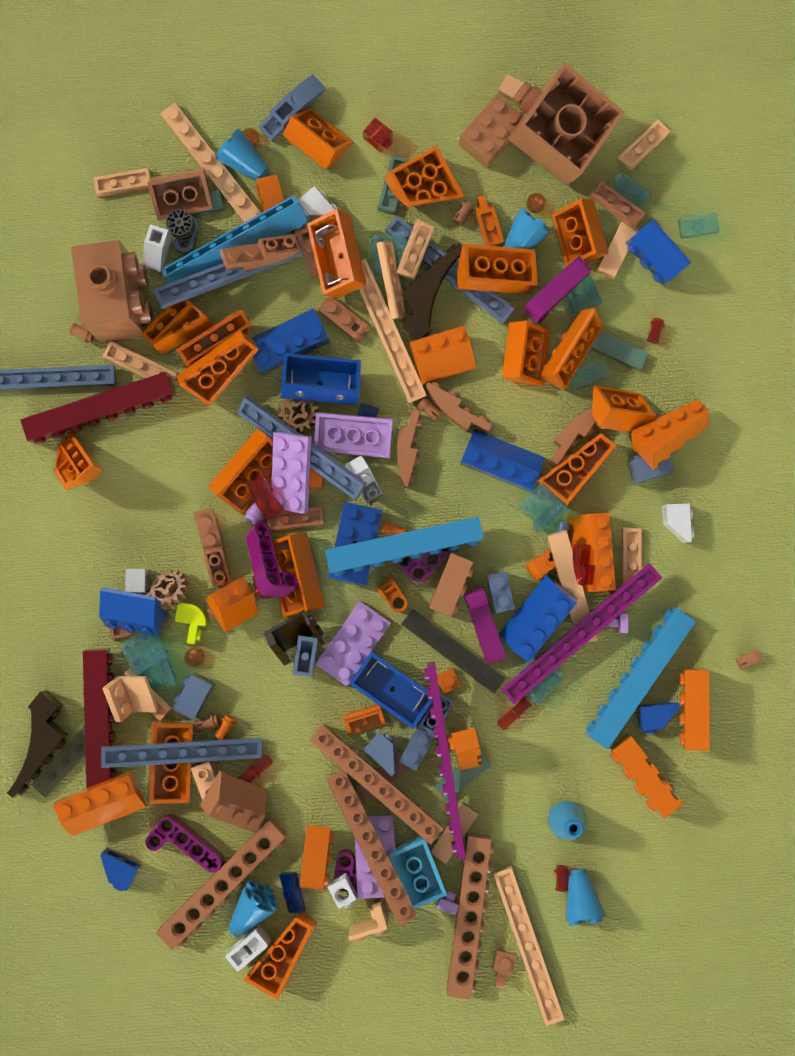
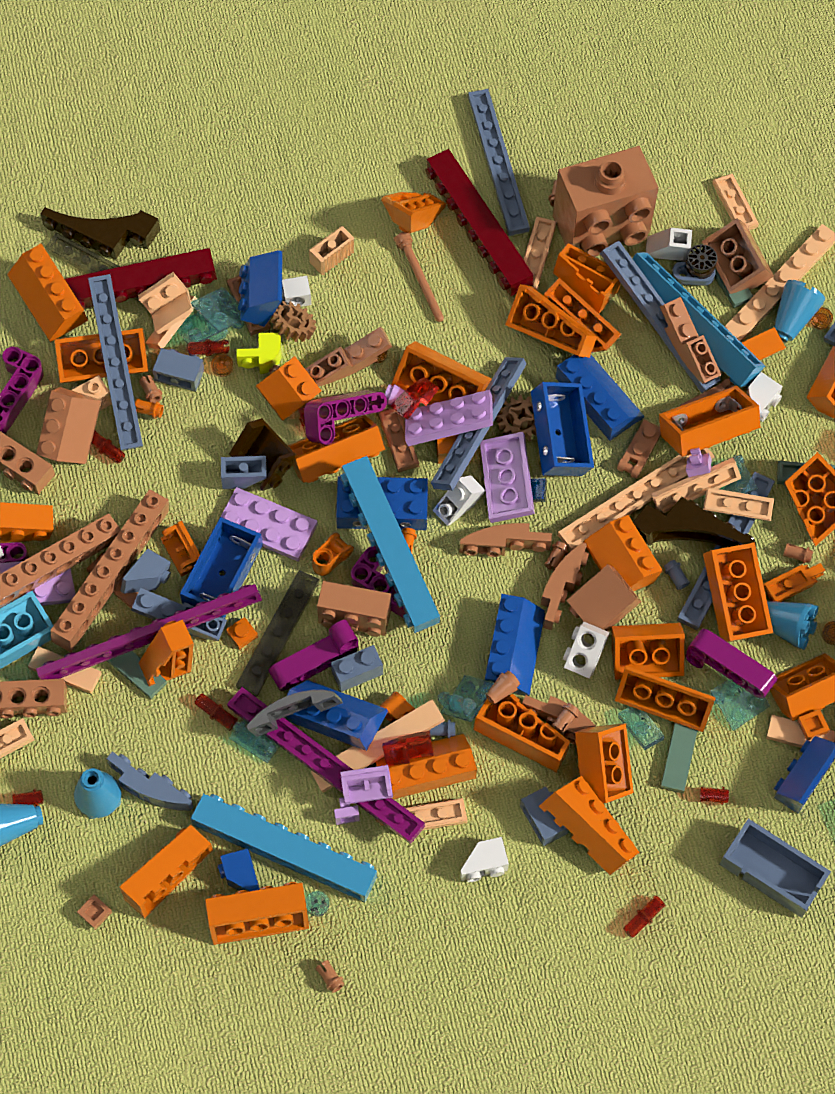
camera: 75 degrees right, 20 degrees down
(102, 542) = (331, 250): none -> light nougat brick
(107, 476) = (404, 242): none -> nougat piece
(178, 667) = (207, 347): none -> clear red axle
(375, 273) = (698, 463): none -> lavender tile
(463, 315) = (676, 574): none -> sand blue pin
(481, 379) = (603, 599): none -> nougat brick
(522, 400) = (589, 651): none -> white brick
(539, 630) = (266, 720): none -> dark grey slope
(547, 477) = (503, 686): none -> nougat cone
(575, 773) = (155, 790): none -> sand blue slope
(582, 435) = (565, 718): none -> nougat pin
(611, 603) = (366, 784): none -> lavender hinge
(616, 238) = (813, 724): none -> orange plate
(665, 837) = (94, 912): none -> nougat plate
(687, 658) = (317, 903): none -> clear light blue tile
(727, 298) = (775, 868): none -> sand blue piece
(743, 407) = (644, 916): none -> clear red axle

